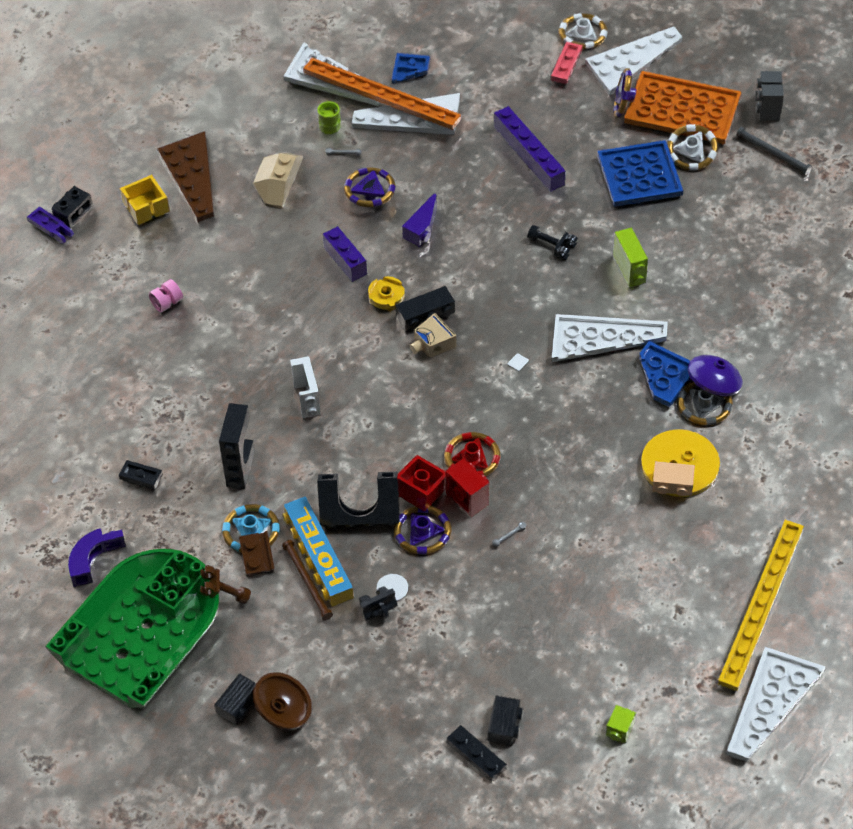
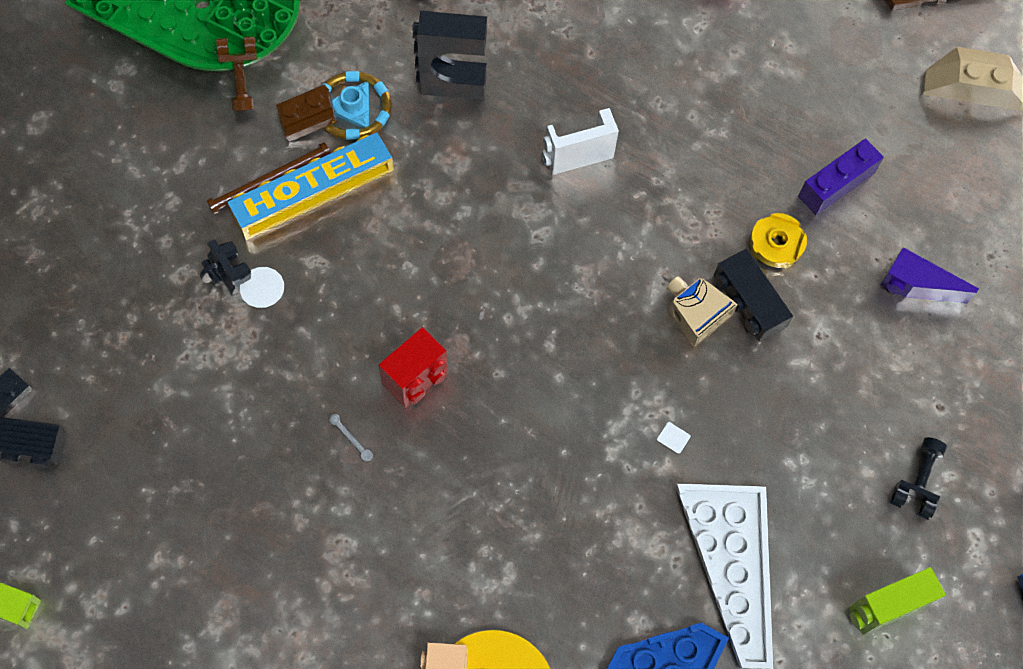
camera: 80 degrees right, 15 degrees up
(236, 699) = (82, 111): black brick -> none
(282, 701) = (47, 158): reddish brown dish -> none
(334, 511) = (377, 255): black arch -> none
(369, 187) = (978, 199): piece -> none
(421, 482) = (421, 302): red brick -> none
(423, 530) = (356, 318): dark purple piece -> none
(473, 452) = (489, 379): red piece -> none

